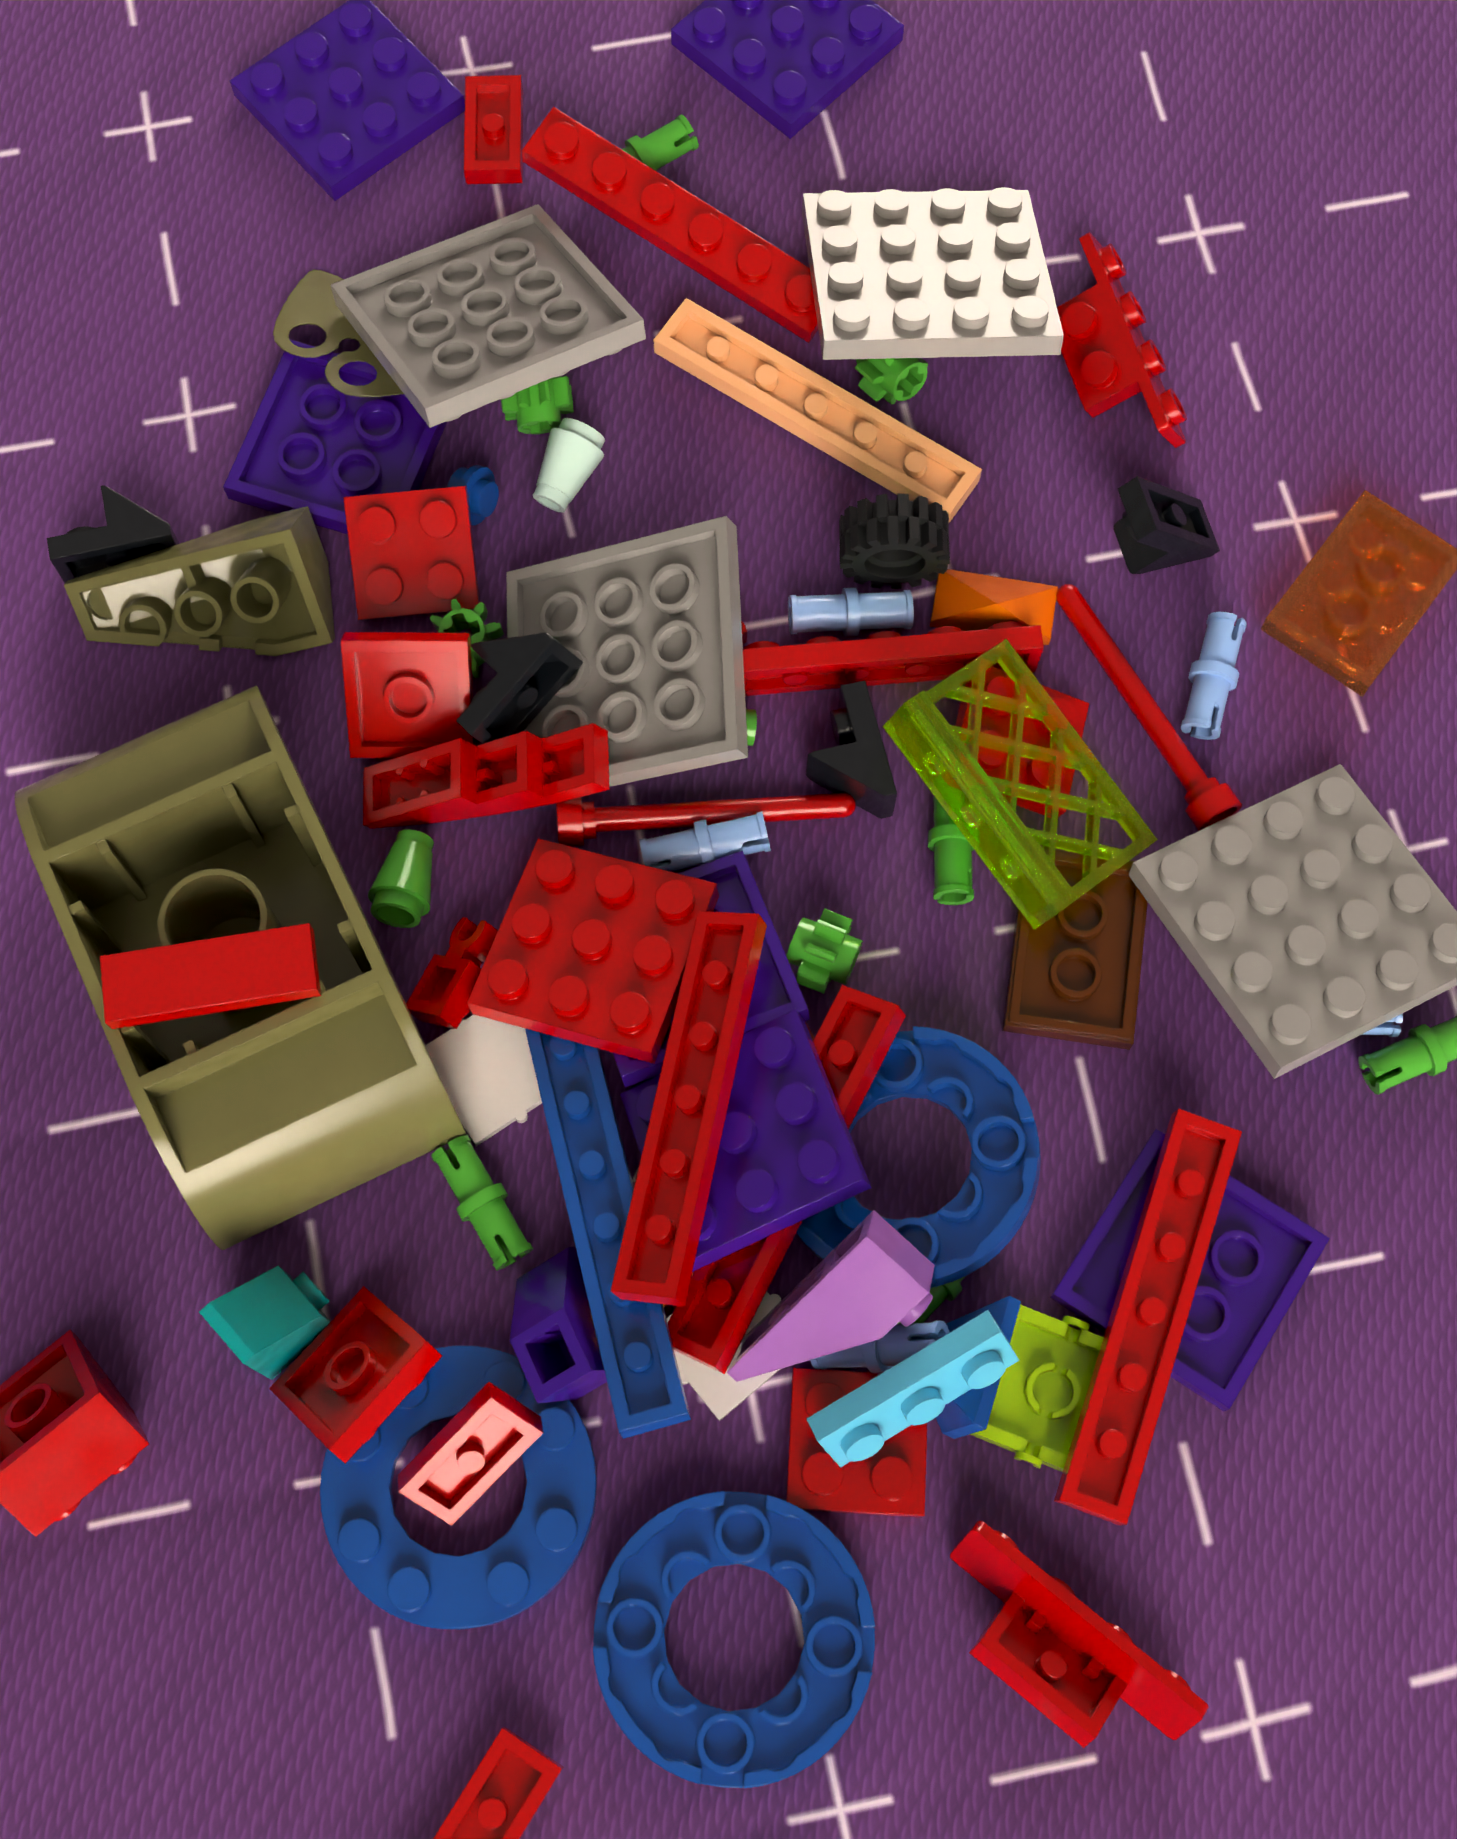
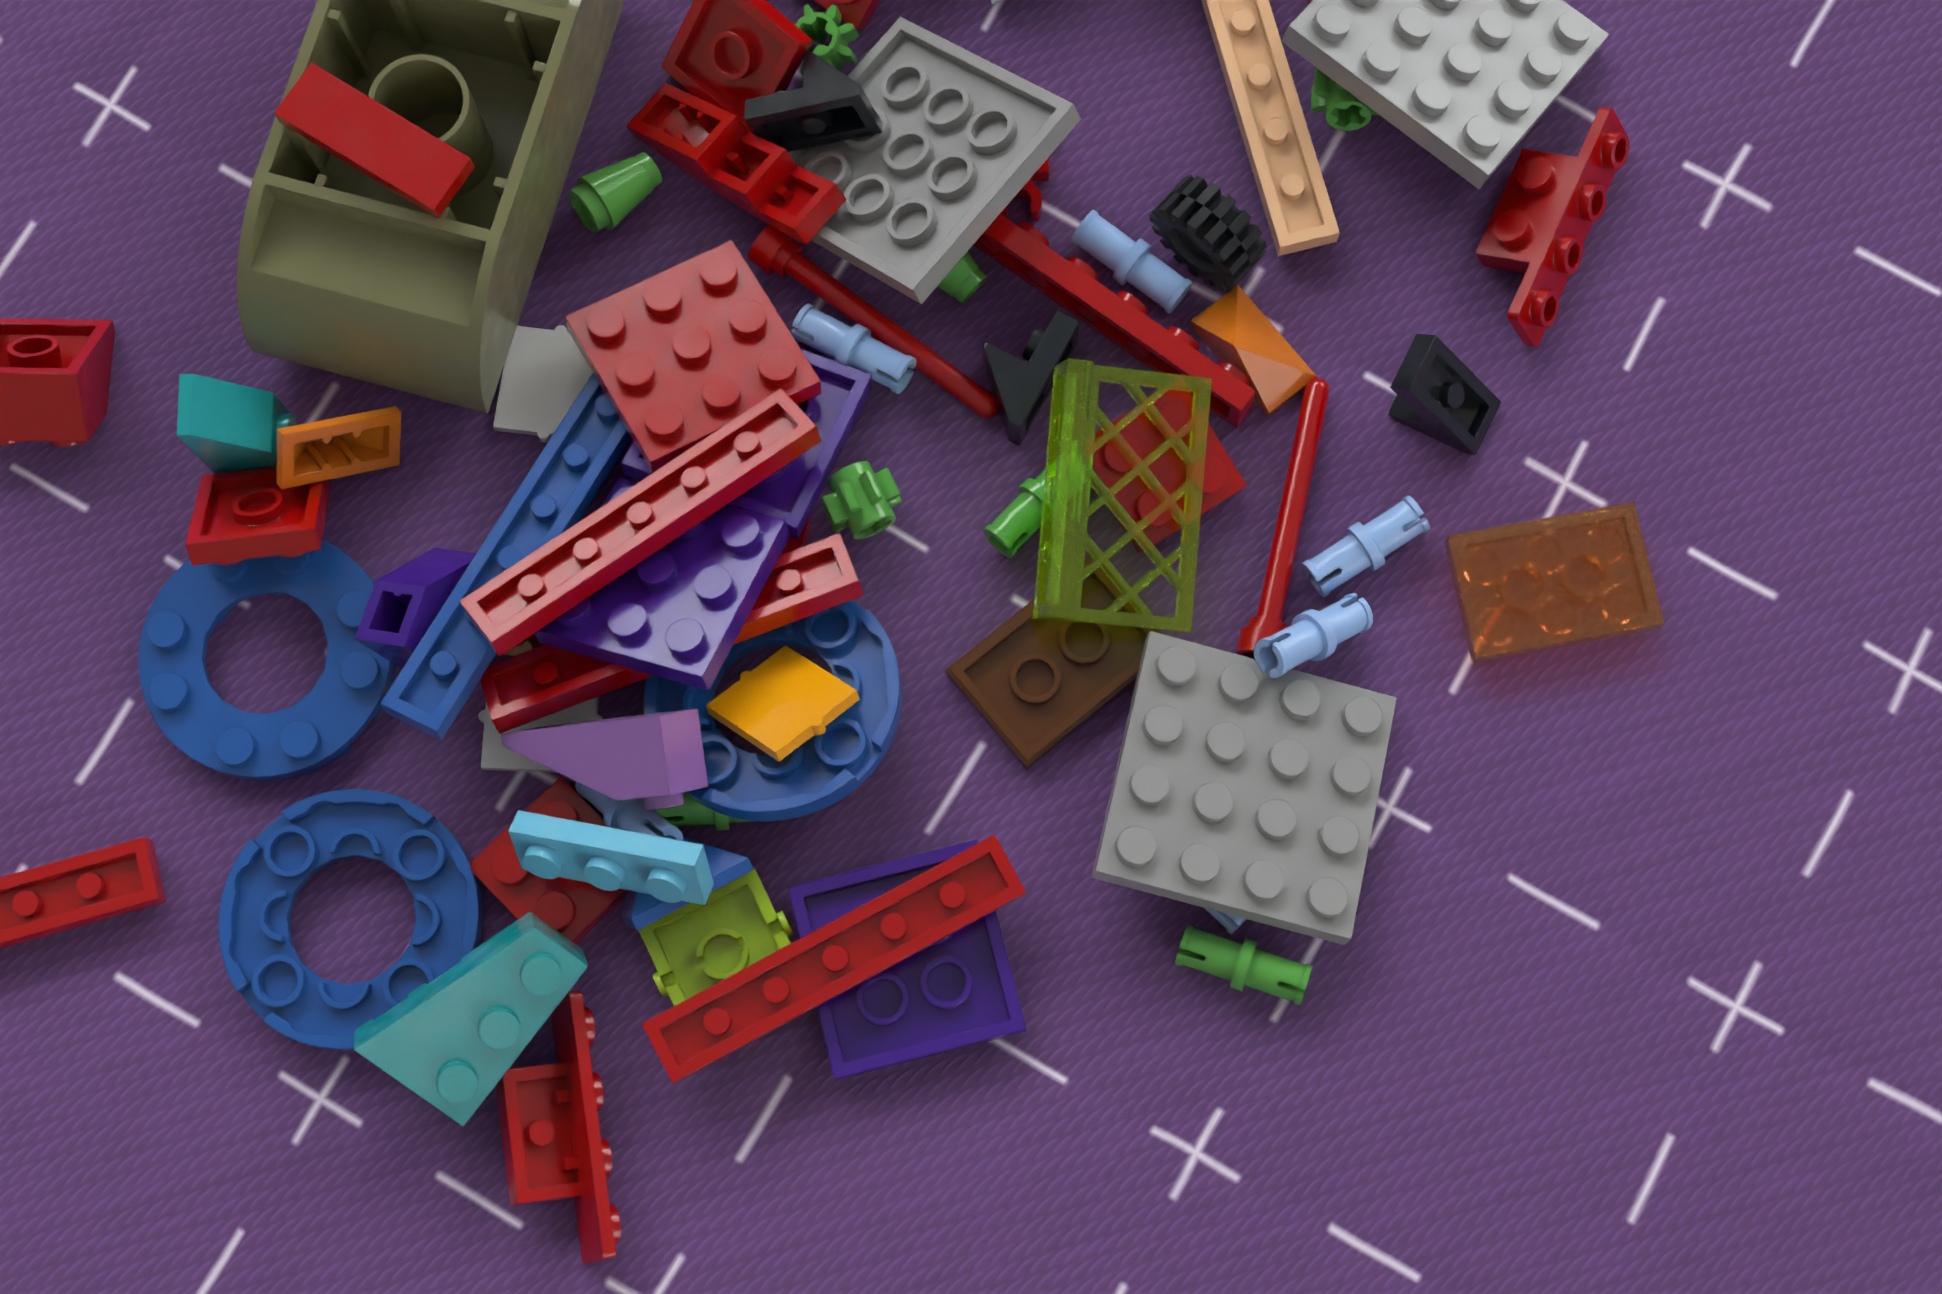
camera: 45 degrees right, 5 degrees up
(372, 1263) = (338, 447): none -> orange slope
(449, 979) = (581, 288): red plate -> none
(470, 1454) = (285, 635): plate -> none
(482, 1202) = (457, 471): bright green pin -> none
(923, 1618) = (476, 1018): none -> teal wedge
(924, 1152) = (782, 703): none -> light orange piece
(1247, 767) = (1313, 635): none -> light blue pin

